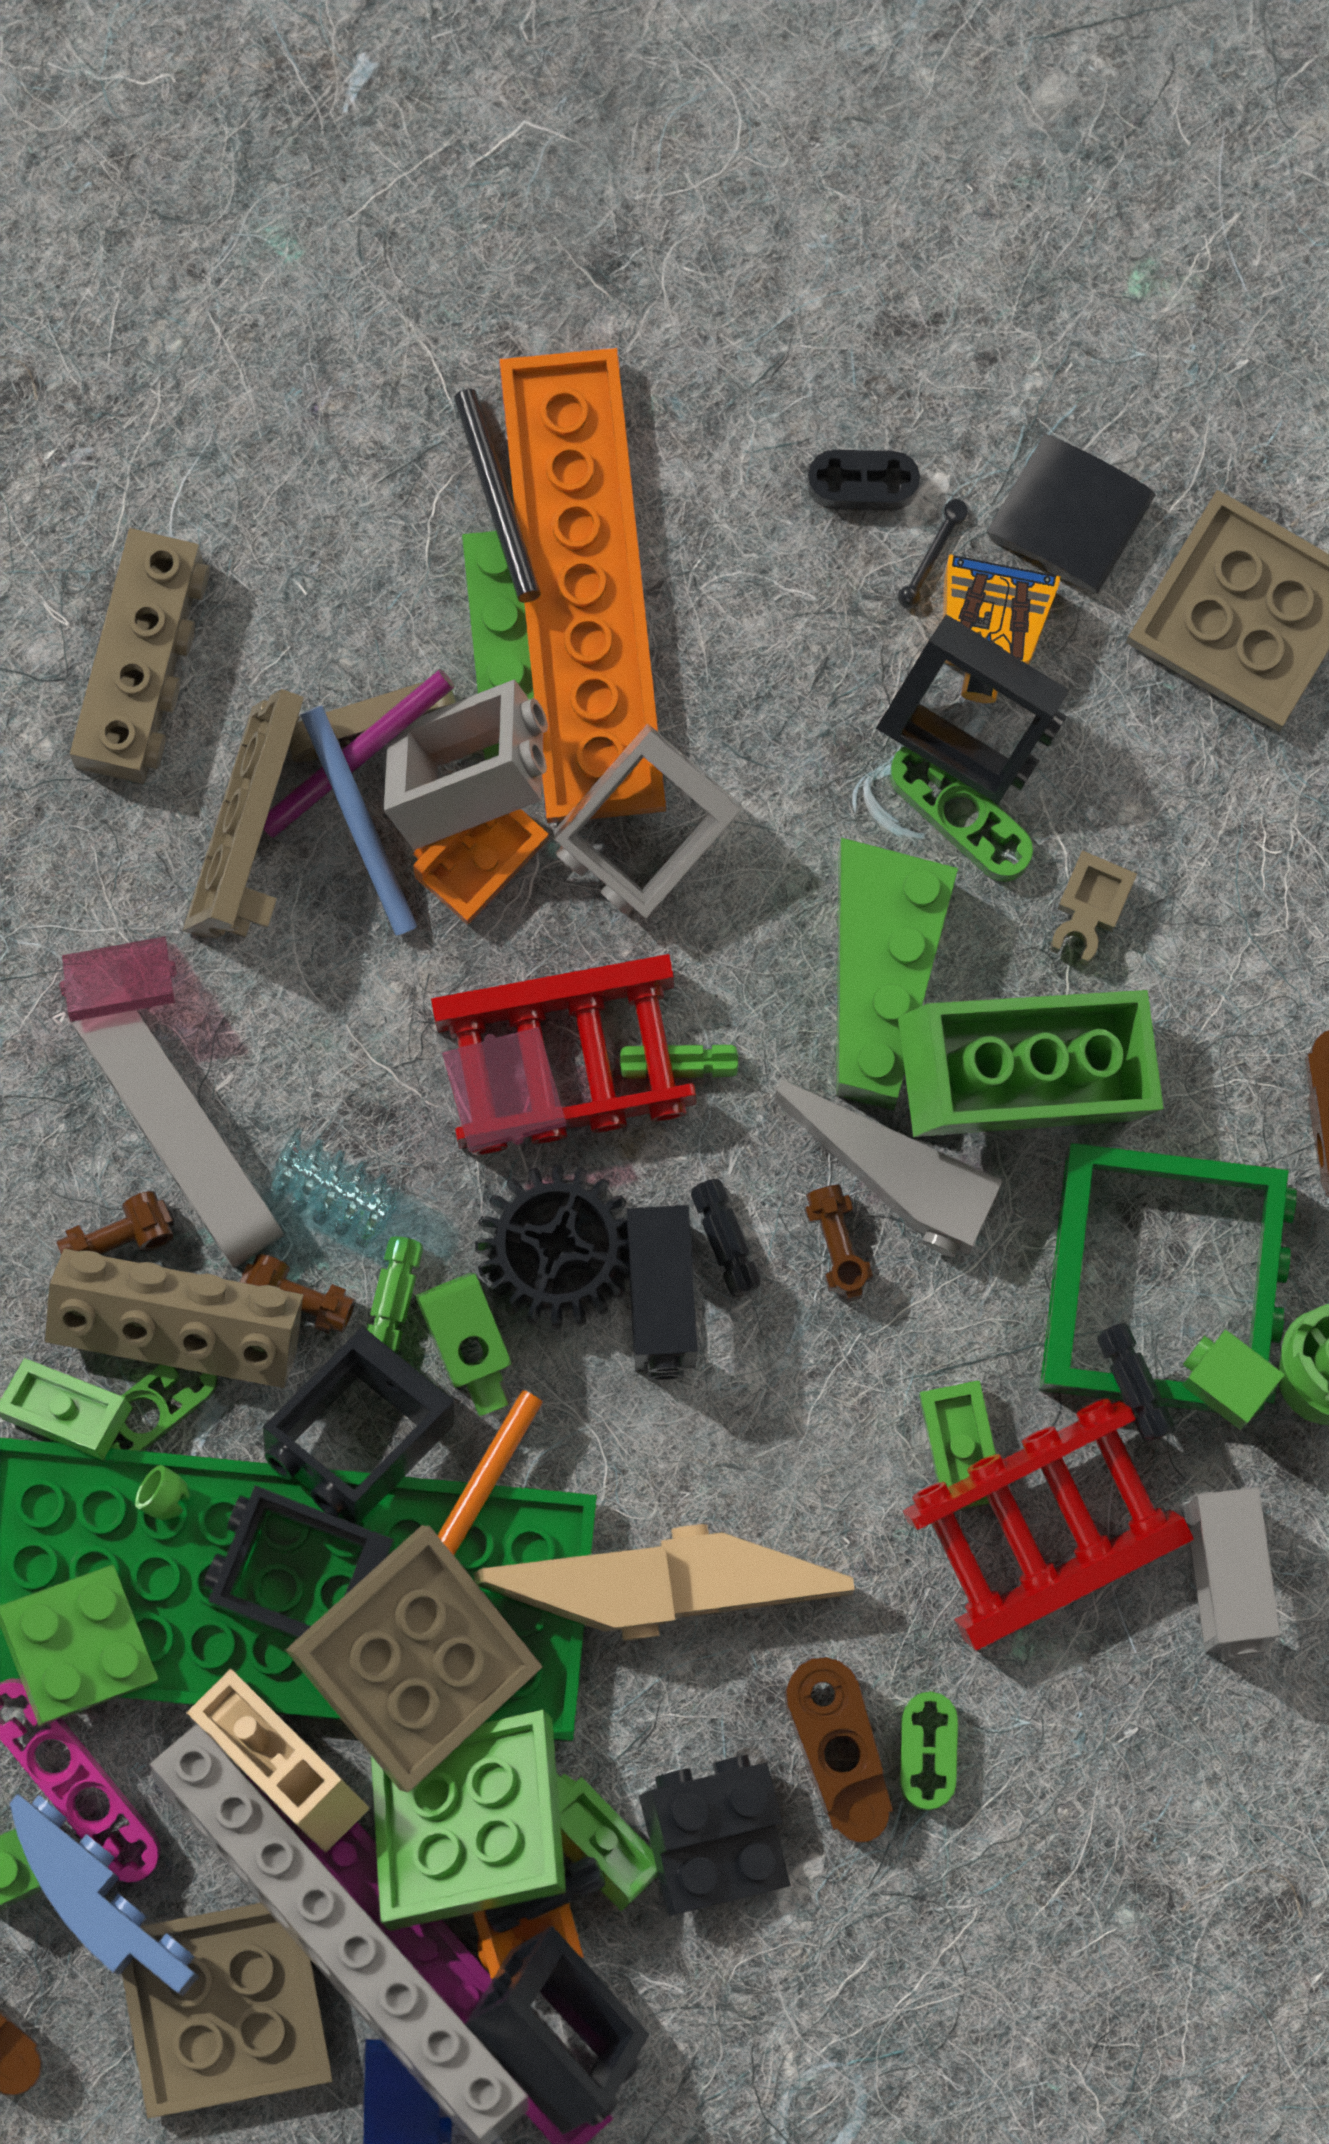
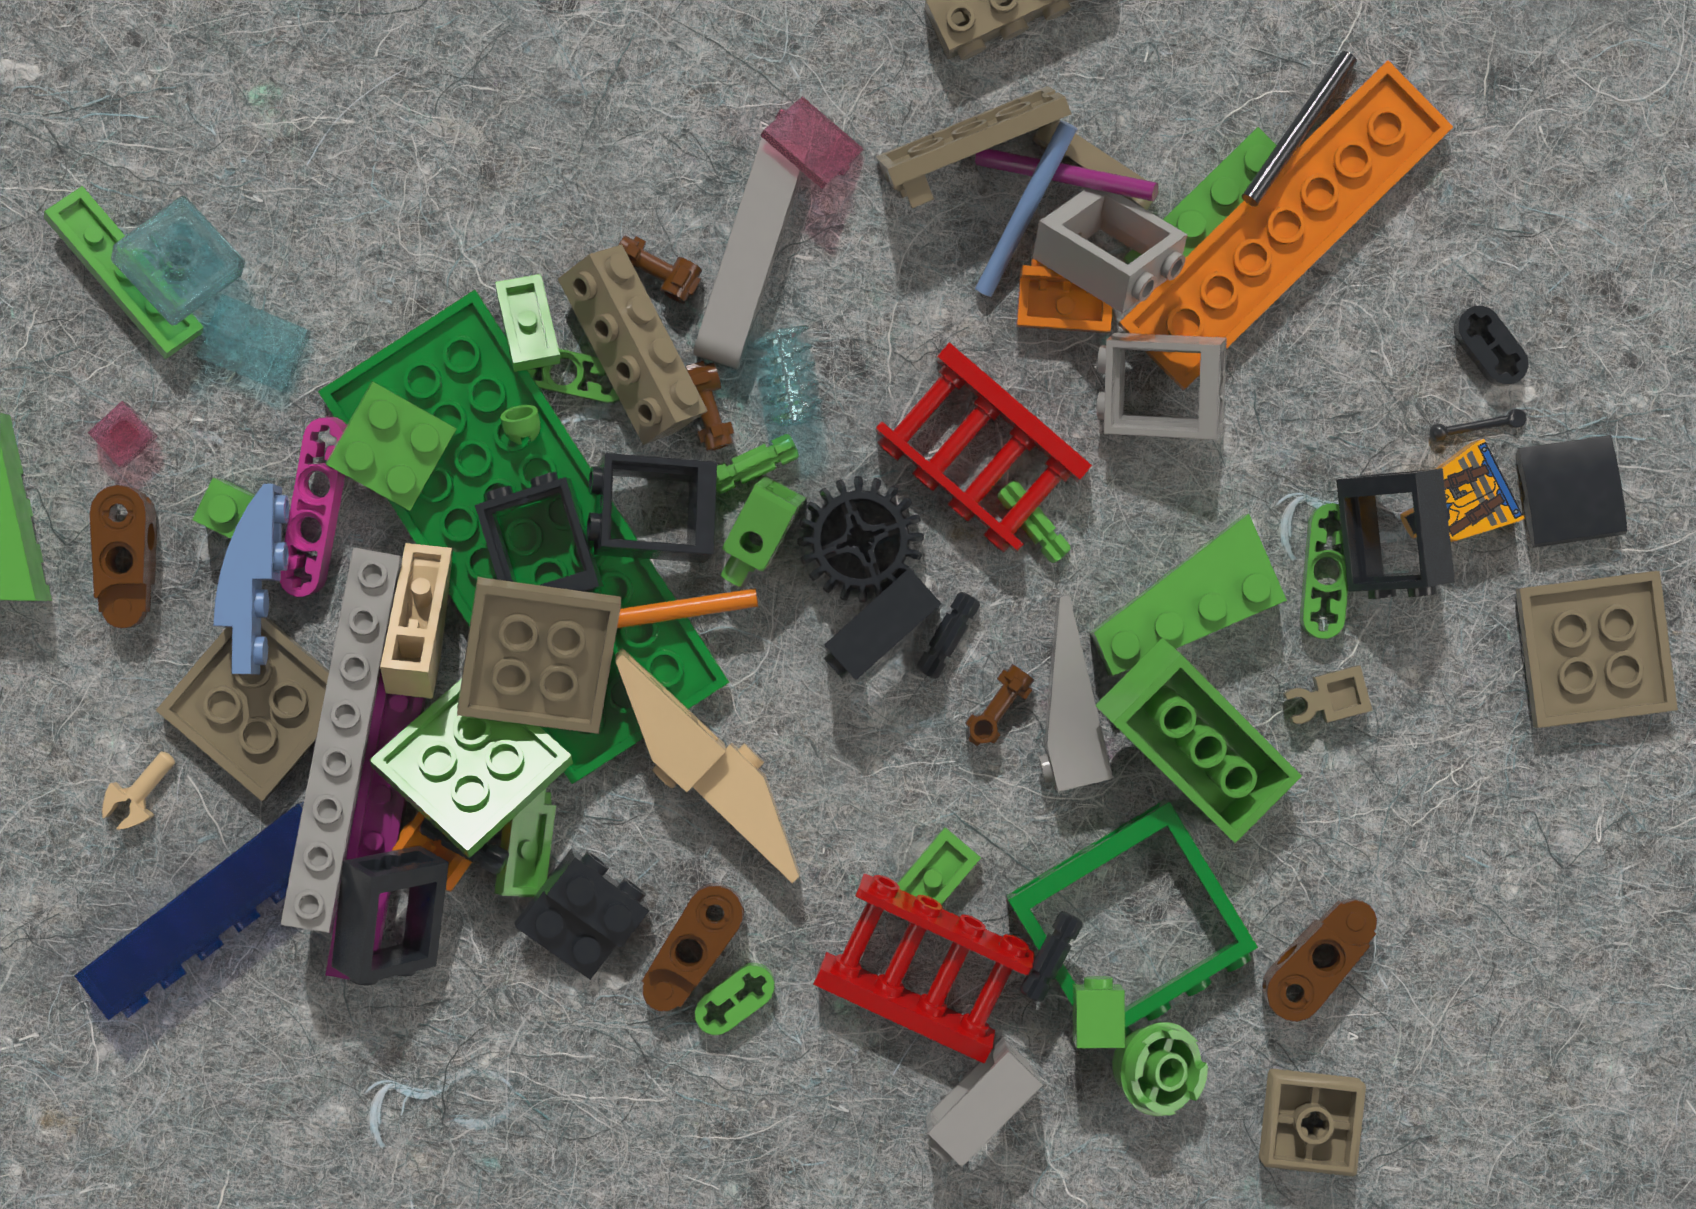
camera: 55 degrees right, 10 degrees up
(504, 1089) = (928, 431): clear pink piece -> none

